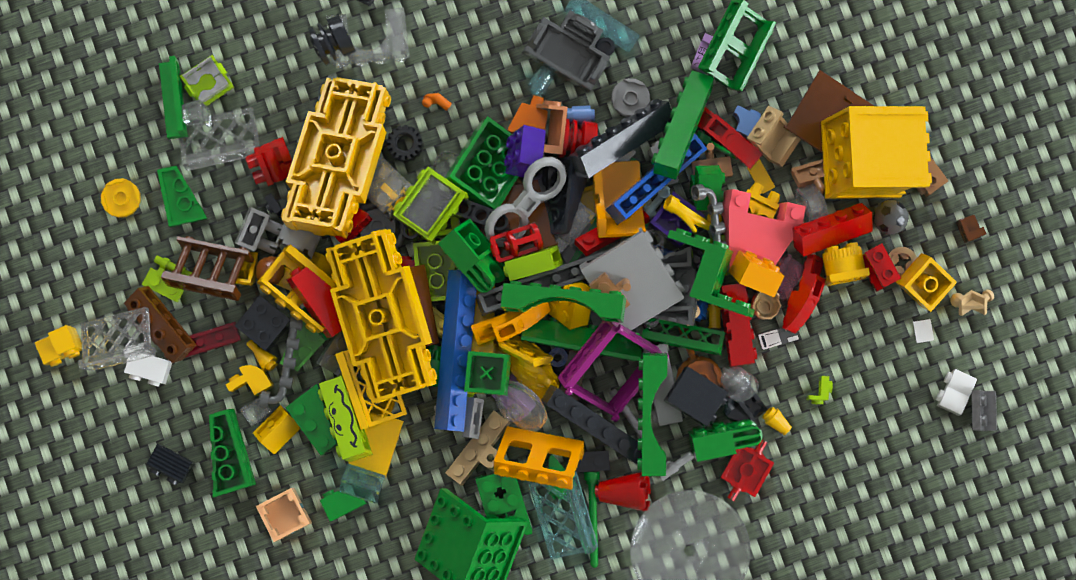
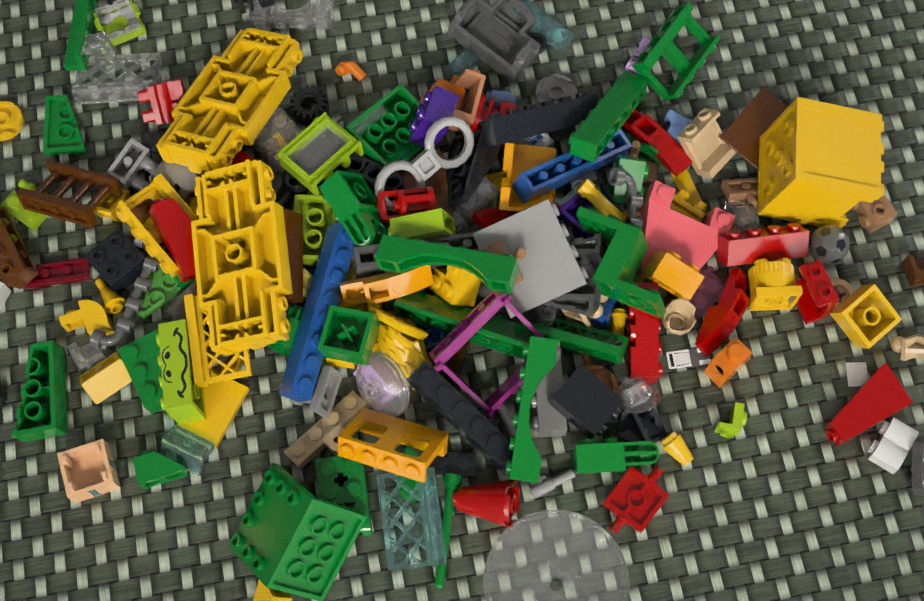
camera: 10 degrees right, 15 degrees down
(812, 339) = (730, 360): none -> orange torso
(935, 360) = (871, 404): none -> red slope

